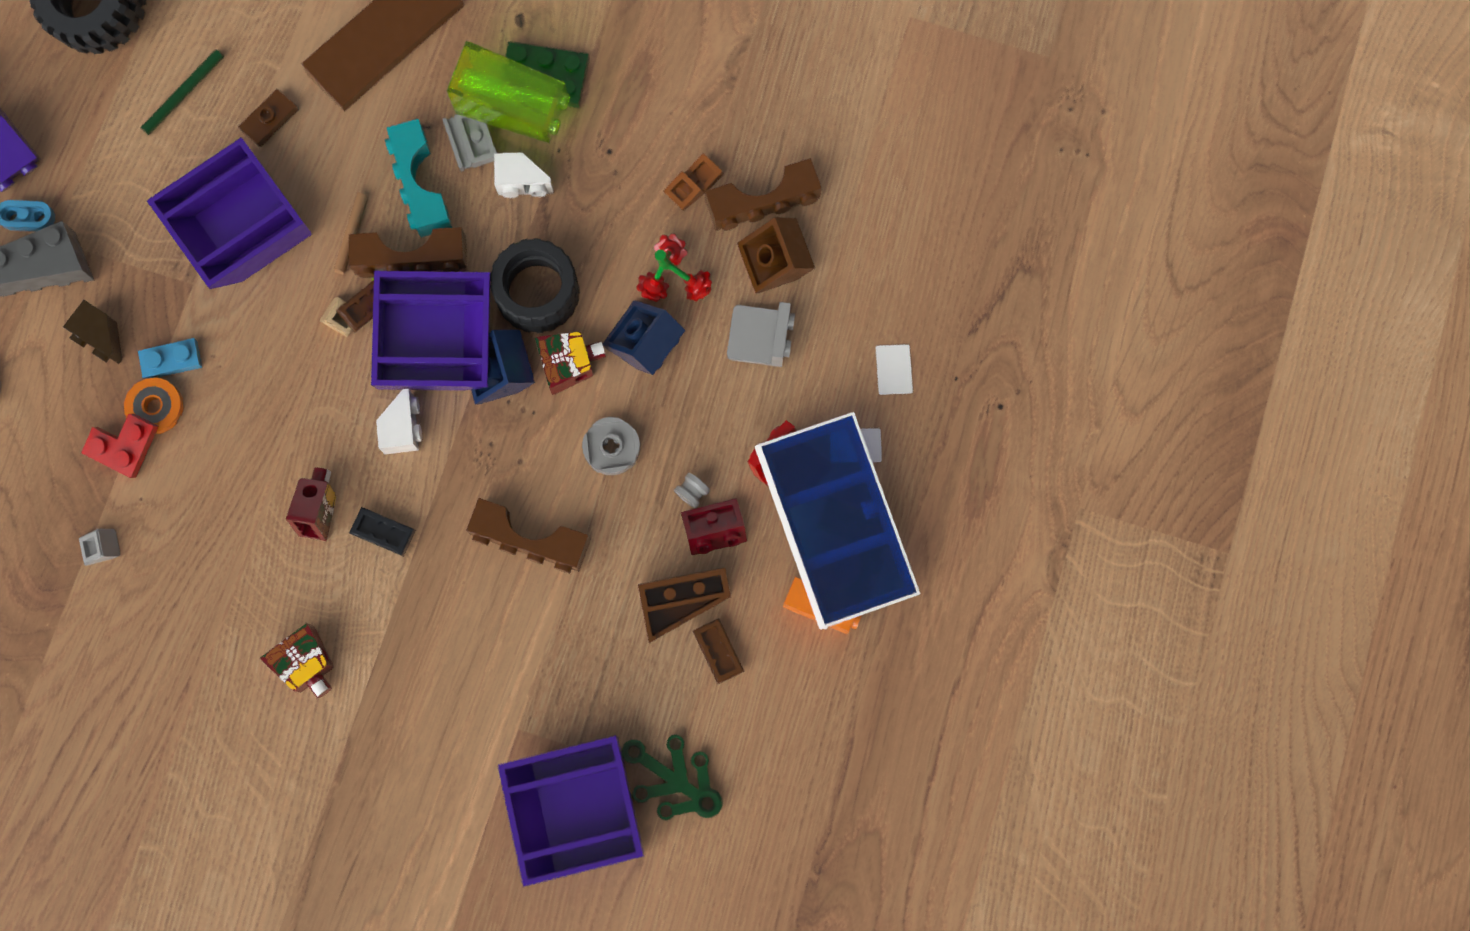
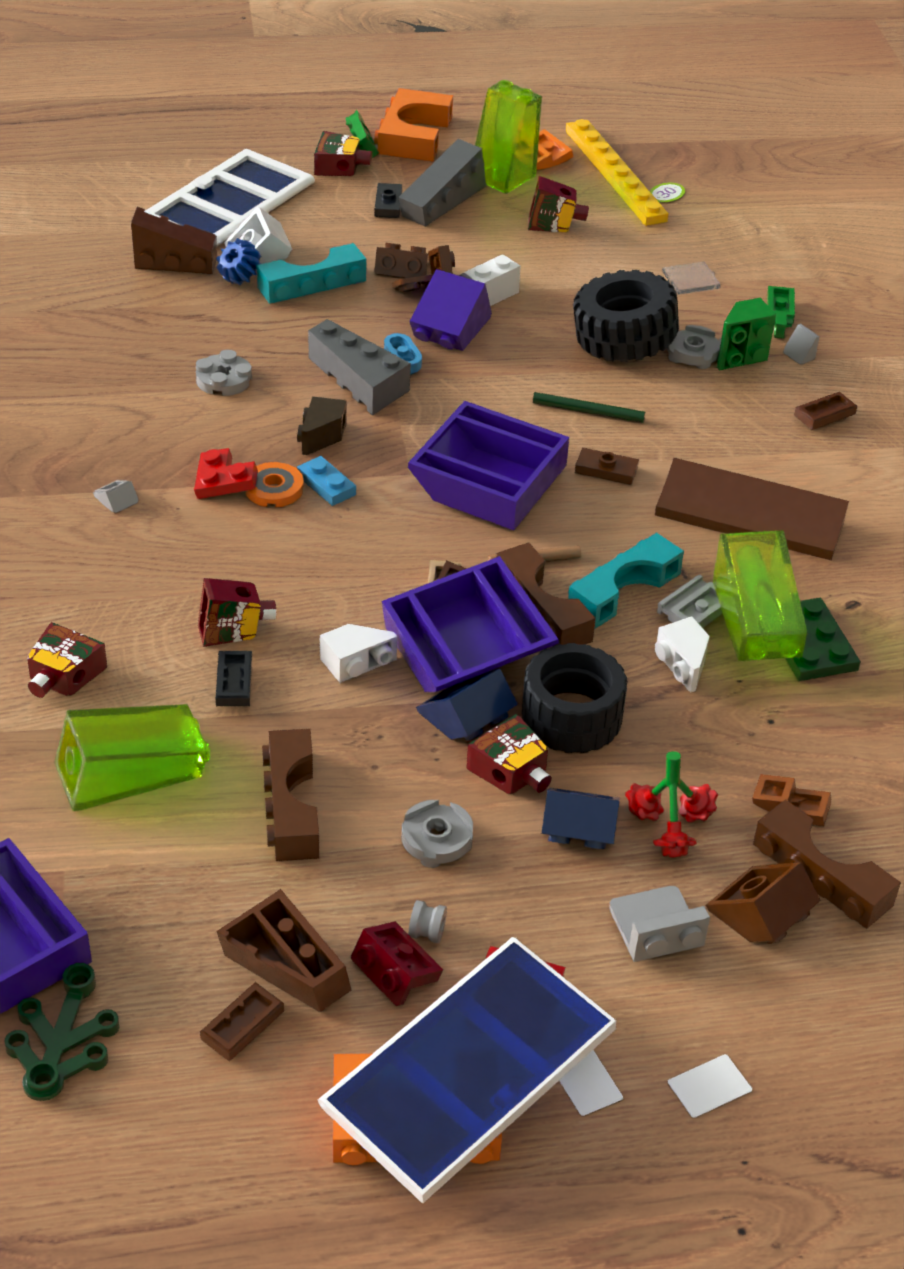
camera: 65 degrees right, 35 degrees down
(433, 642) = (127, 752): none -> clear neon green slope

